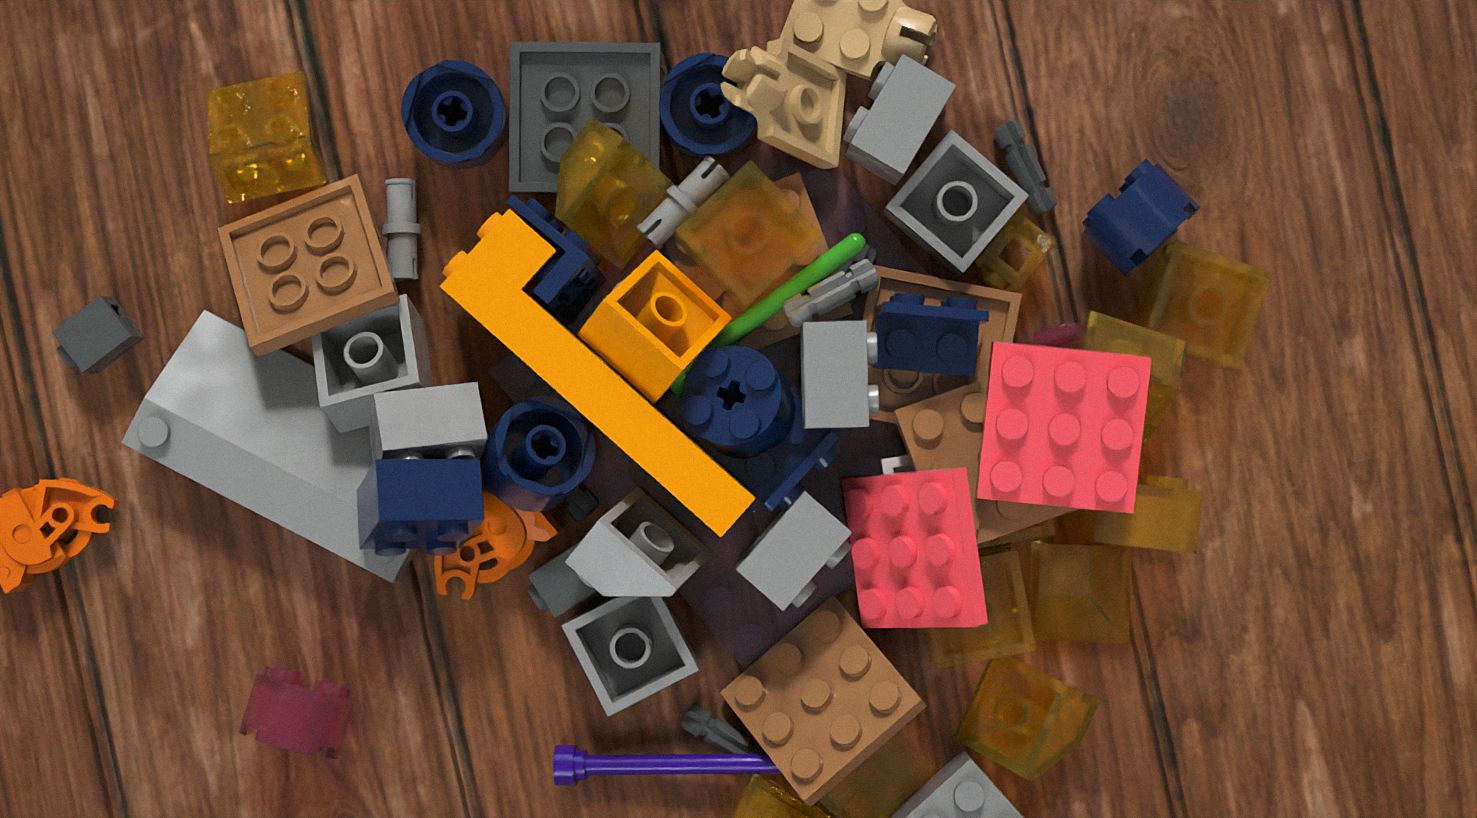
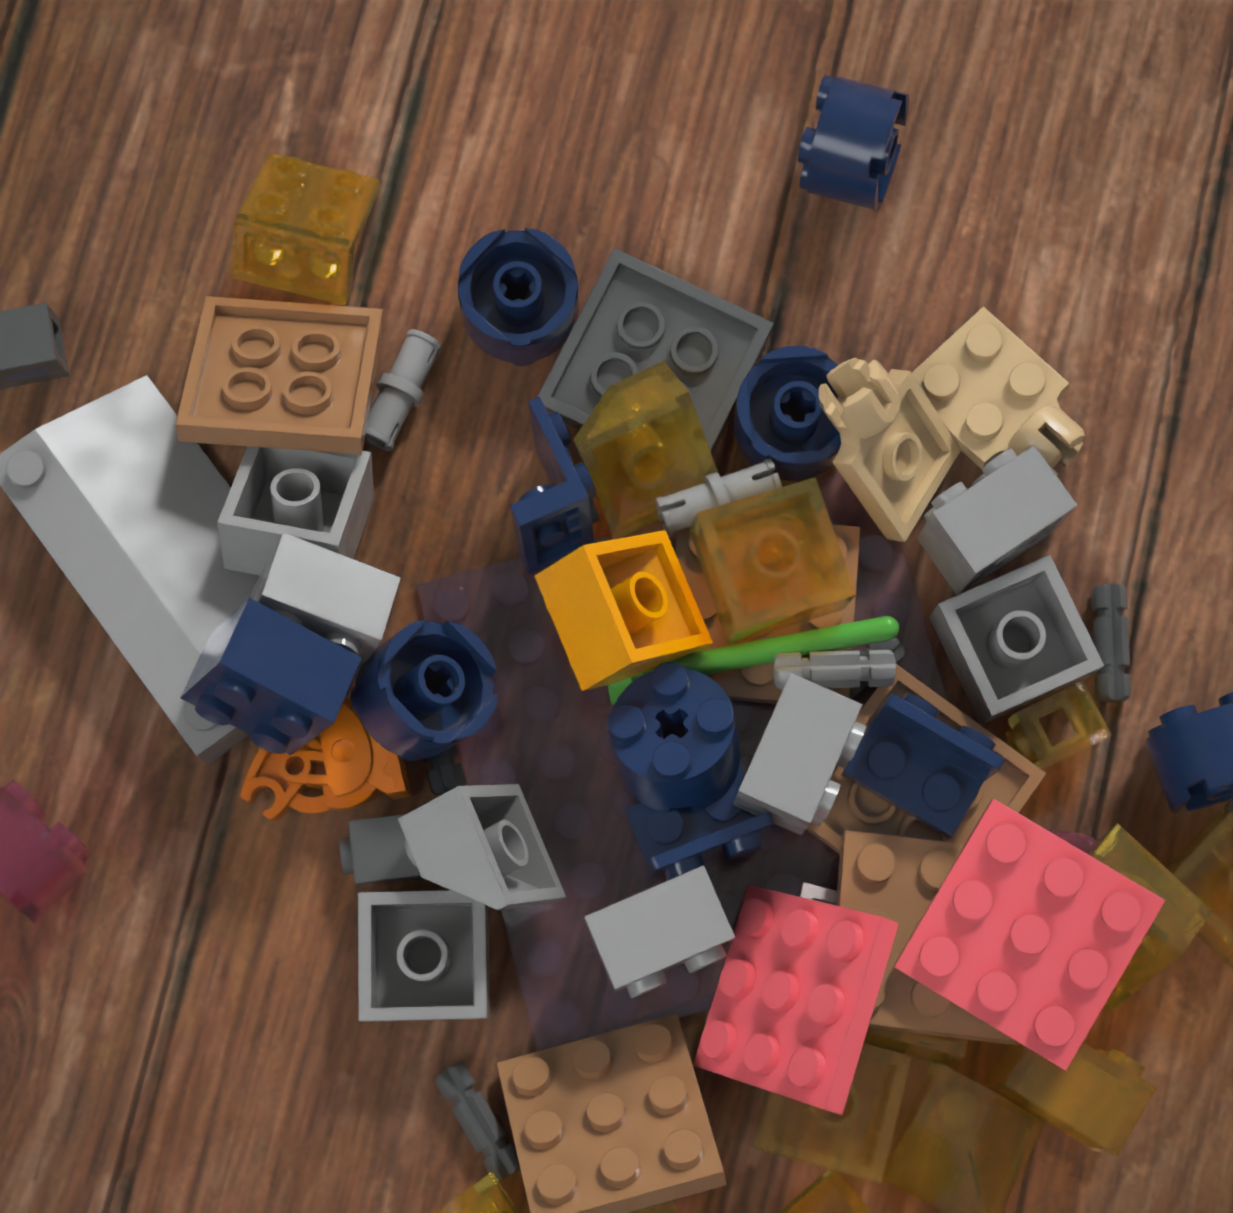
camera: 25 degrees right, 10 degrees down
(497, 290) = (471, 487): light orange brick -> none
(575, 764) = (293, 1065): dark purple piece -> none

